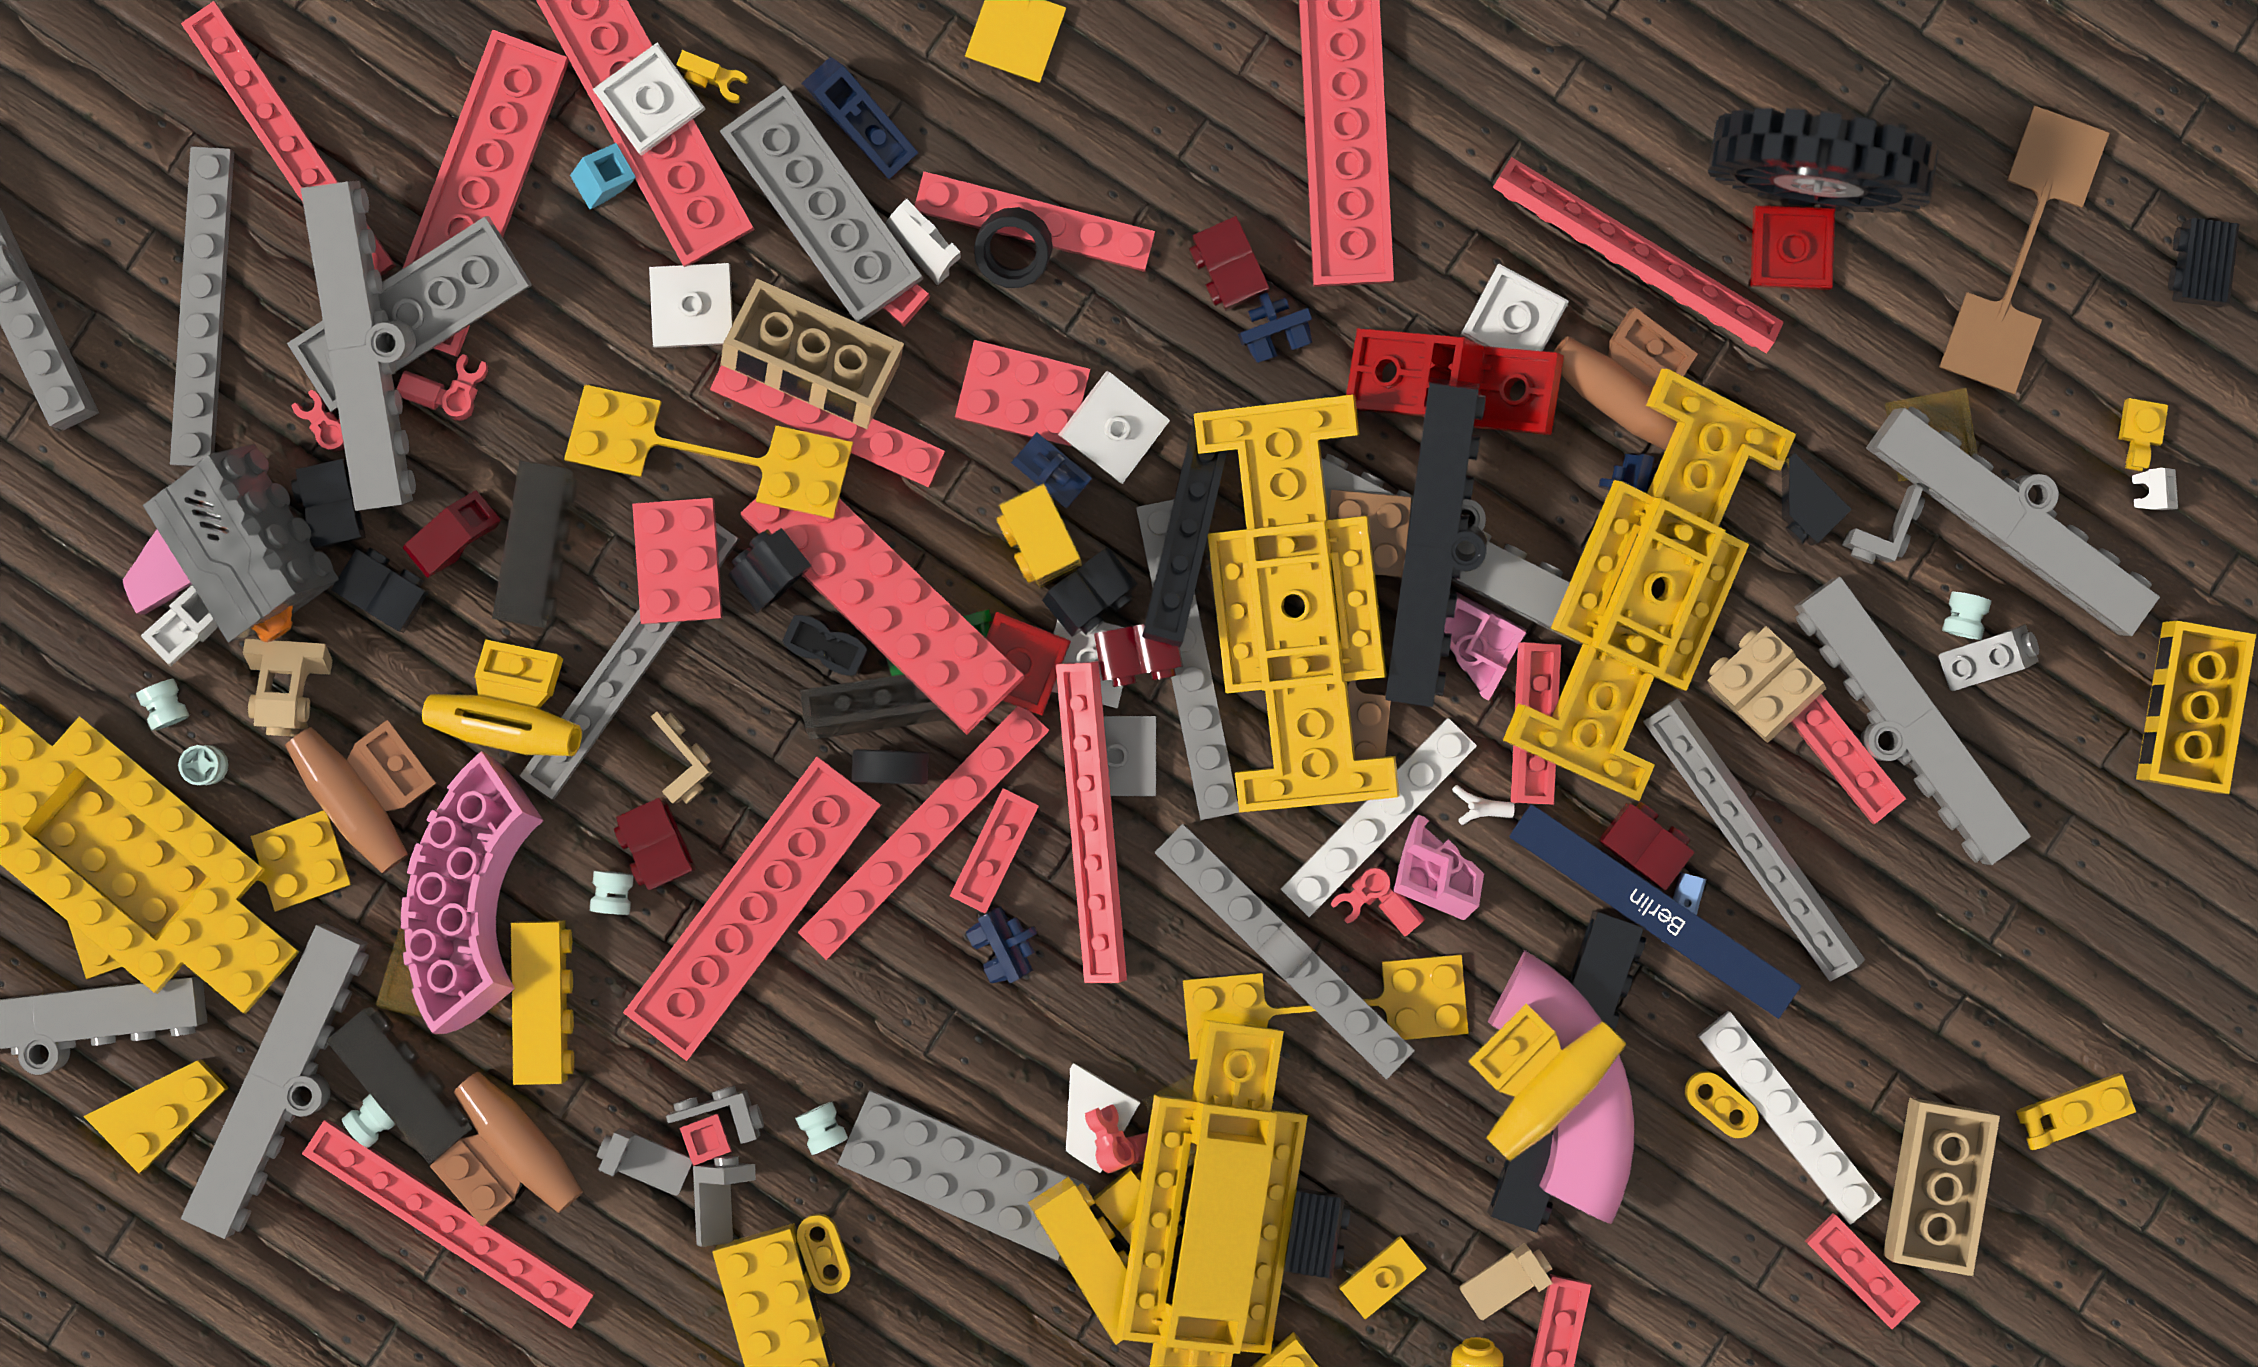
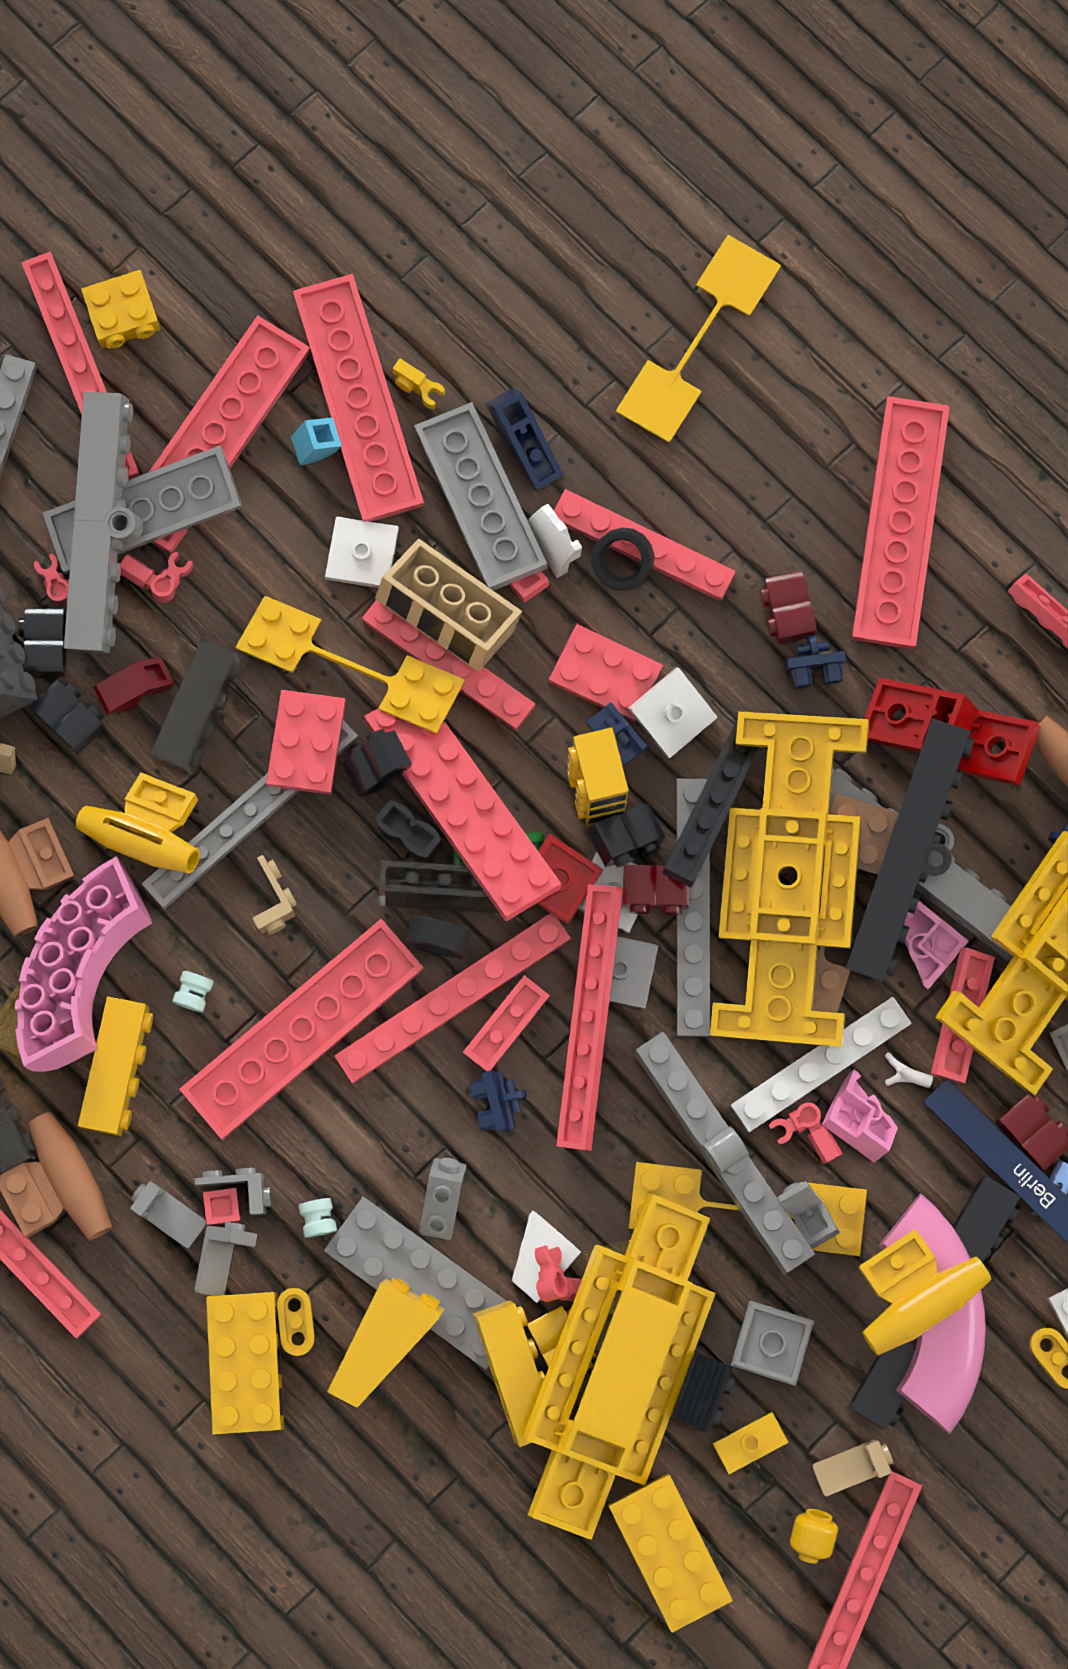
camera: 10 degrees right, 10 degrees down
(320, 57) = (121, 310): none -> yellow plate
(649, 99) = (365, 390): white tile -> none
(654, 843) = (236, 960): dark red brick -> none
(932, 1250) = (385, 1336): none -> yellow slope
(963, 1072) = (442, 1198): none -> light grey bracket
(1385, 1158) = (772, 1343): none -> light grey plate
(1400, 1003) = (808, 1213): none -> light grey bracket
(1514, 313) = (1007, 689): white plate -> none

